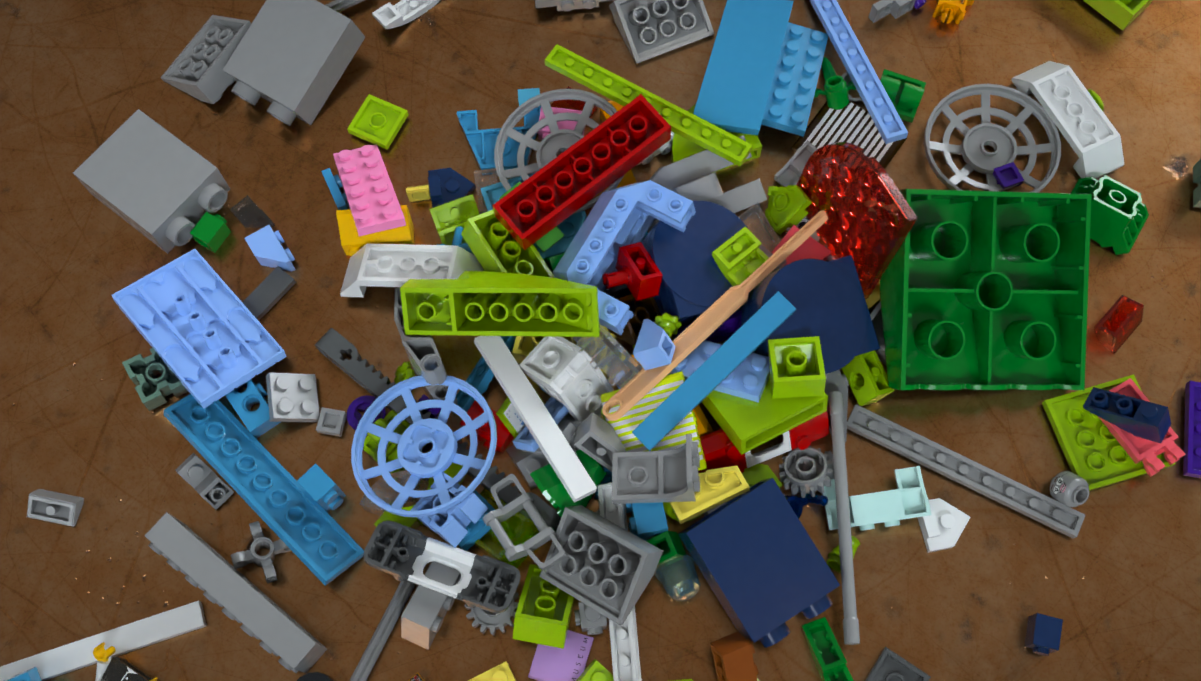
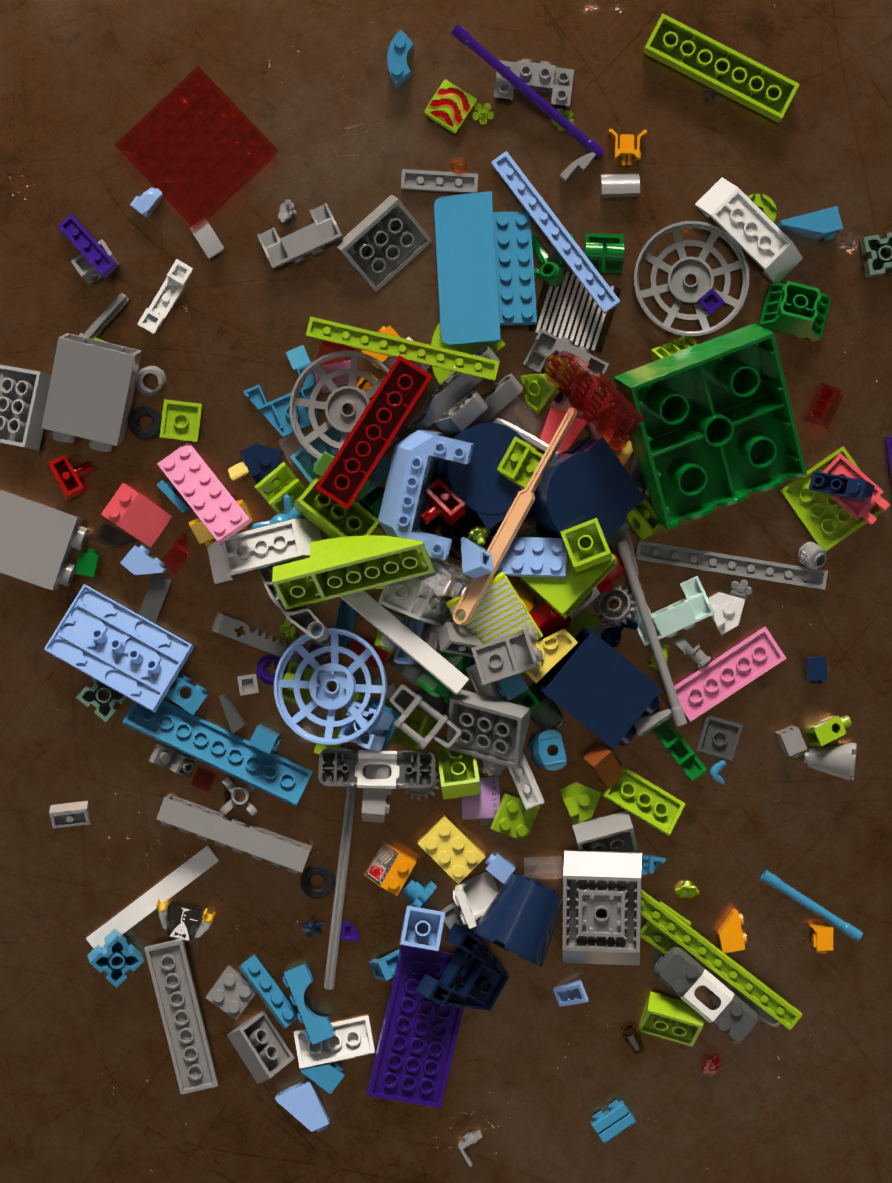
camera: 15 degrees left, 20 degrees up
(230, 137) = (68, 477): none -> red brick
(230, 517) = (203, 779): none -> clear red tile
(287, 198) = (136, 515): none -> coral slope
(292, 397) = (212, 677): light grey plate -> none
(297, 456) = (232, 716): none -> dark grey slope
(313, 256) = (176, 554): none -> clear red slope
(333, 102) = (133, 422): none -> black tyre
(355, 85) = (154, 370): none -> light grey piece
(656, 626) = (539, 746): none -> dark azure piece
(714, 370) = (527, 566): dark azure tile -> none
(813, 628) = (648, 723): none -> light grey slope
(878, 551) = (695, 653): none -> light grey connector
(928, 602) = (728, 673): none -> bright pink plate
(933, 39) = (620, 185): none -> light grey brick
(968, 503) = (740, 589): none -> light grey plant
(1148, 128) = (815, 225): none -> dark azure slope

